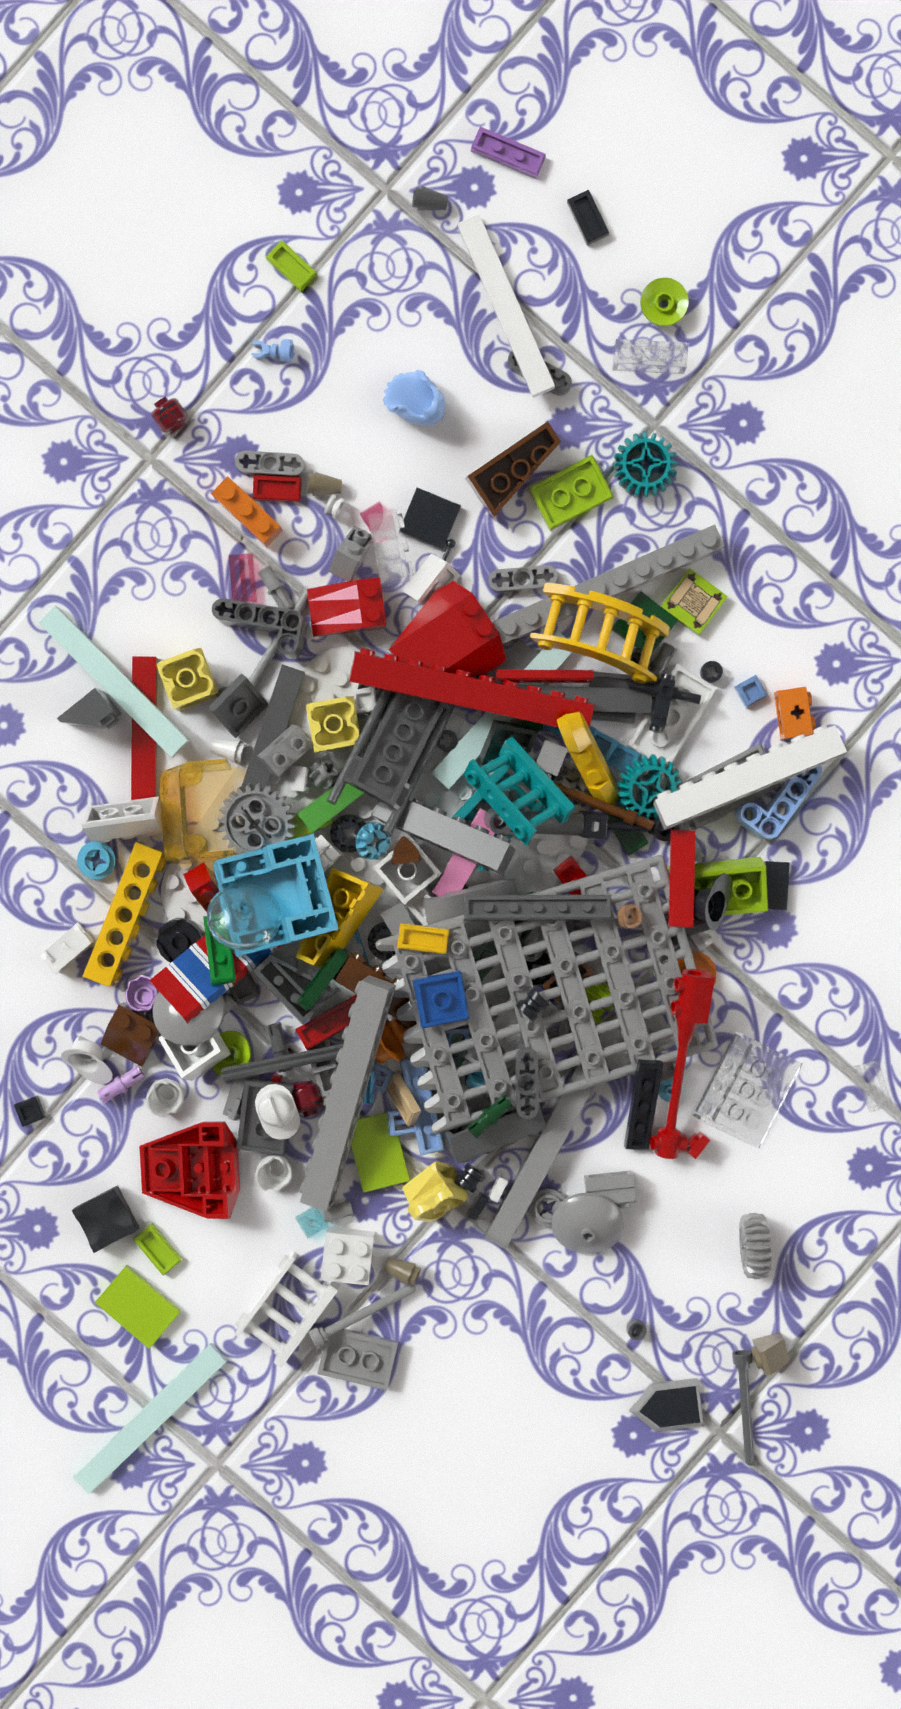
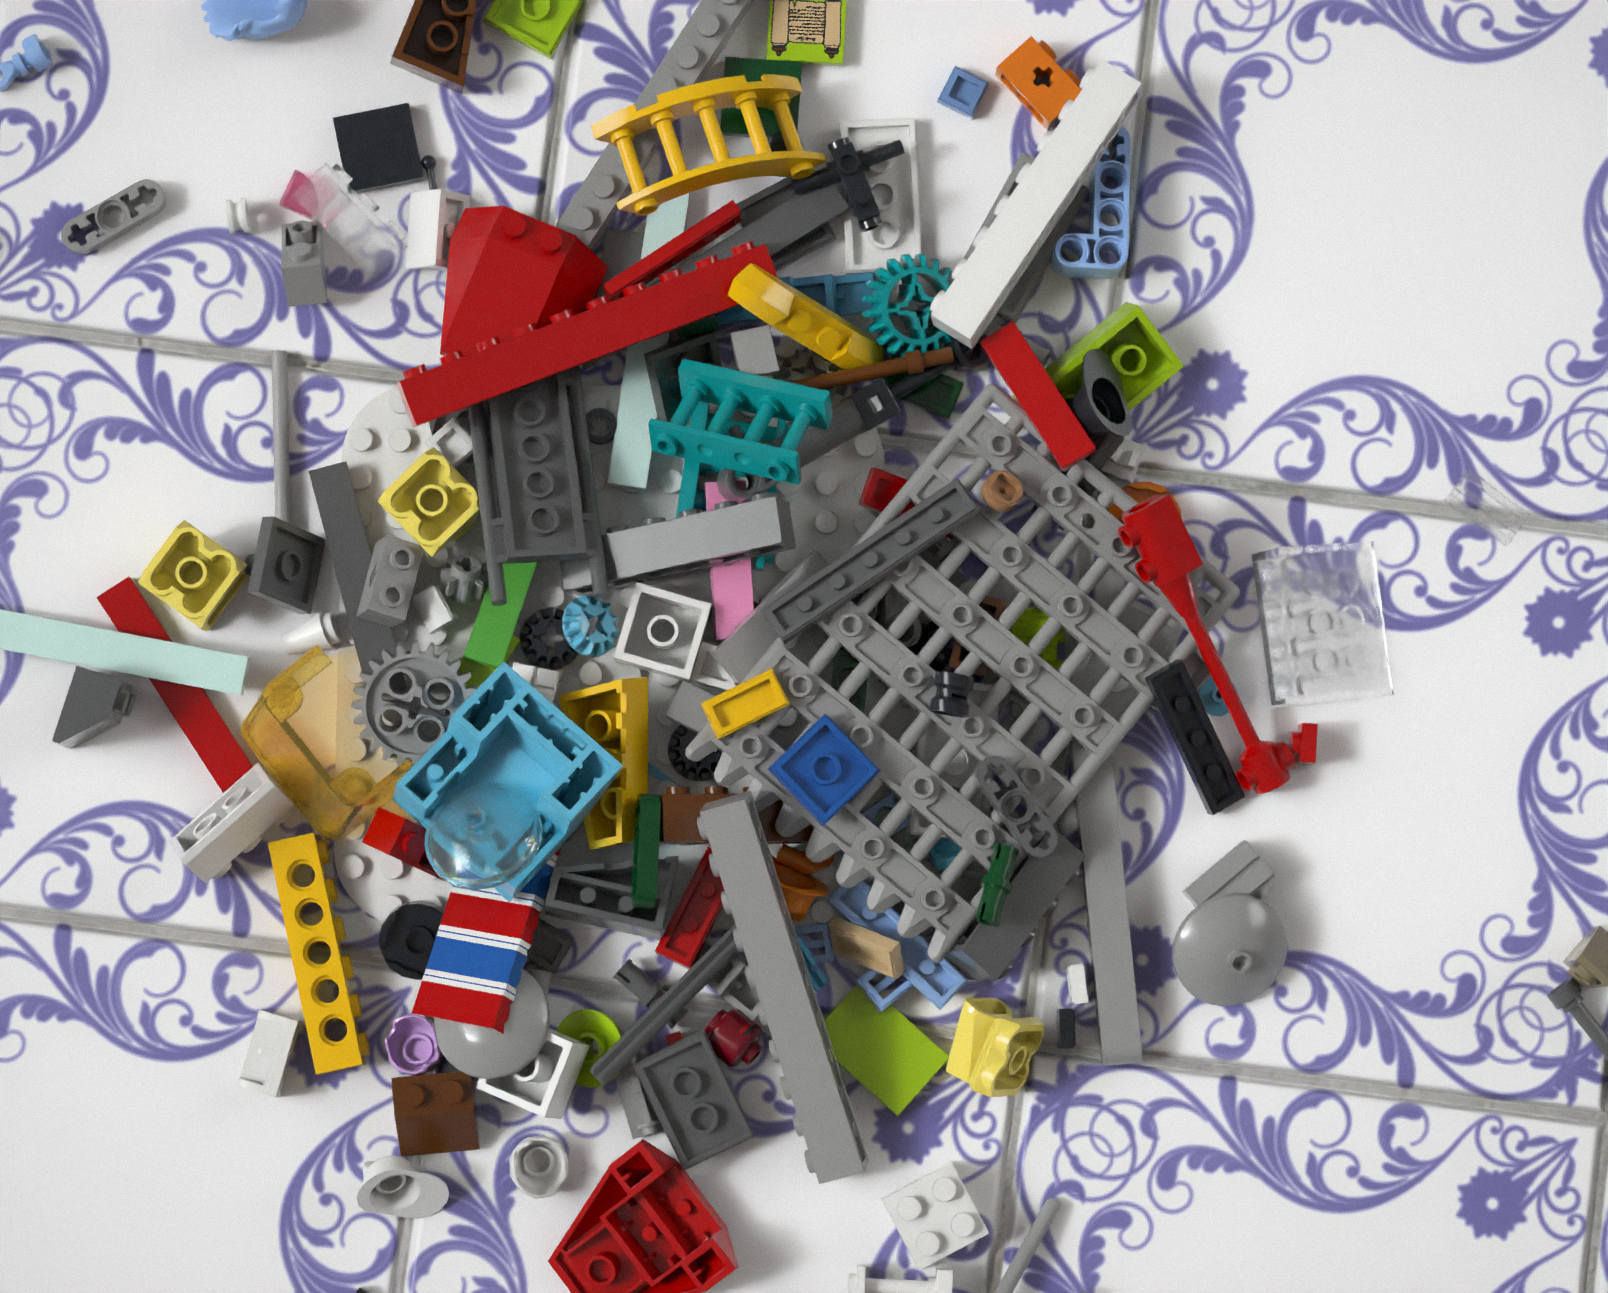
camera: 35 degrees left, 5 degrees down
(87, 866) = (213, 897): medium azure gear -> none
(121, 1084) = (466, 1191): lavender pin -> none
(219, 959) = (485, 916): green tile -> none
(247, 511) = (125, 300): orange brick -> none
(253, 598) = (198, 420): clear pink tile -> none
(258, 622) = (237, 435): dark grey beam -> none
(273, 1173) = (757, 1169): white hair -> none
(275, 587) = (232, 378): light grey axle -> none
(277, 488) = (145, 244): red tile -> none
(277, 1111) = (706, 1078): white piece -> none
(311, 1221) = (854, 1204): clear light blue tile -> none
(323, 484) = (204, 197): dark tan cone -> none
(338, 1211) = (881, 1166): light grey pin -> none
(346, 607) = (345, 338): red slope -> none
(403, 1271) = (1024, 1187): dark tan cone -> none
(405, 852) = (644, 606): reddish brown tile -> none
(470, 1177) = (1029, 996): black wheel -> none
(504, 575) = (528, 156): light grey beam -> none
(536, 1206) = (1146, 977): light grey gear -> none
(639, 1330) = (1401, 1051): dark grey hinge -> none
(662, 660) = (817, 129): dark grey pin -> none
(670, 1405) = (1514, 1127): black tile -> none
(718, 669) = (901, 93): black bush -> none
(755, 1245) = (1475, 825): light grey gear -> none
(777, 884) = (1174, 324): black tile -> none

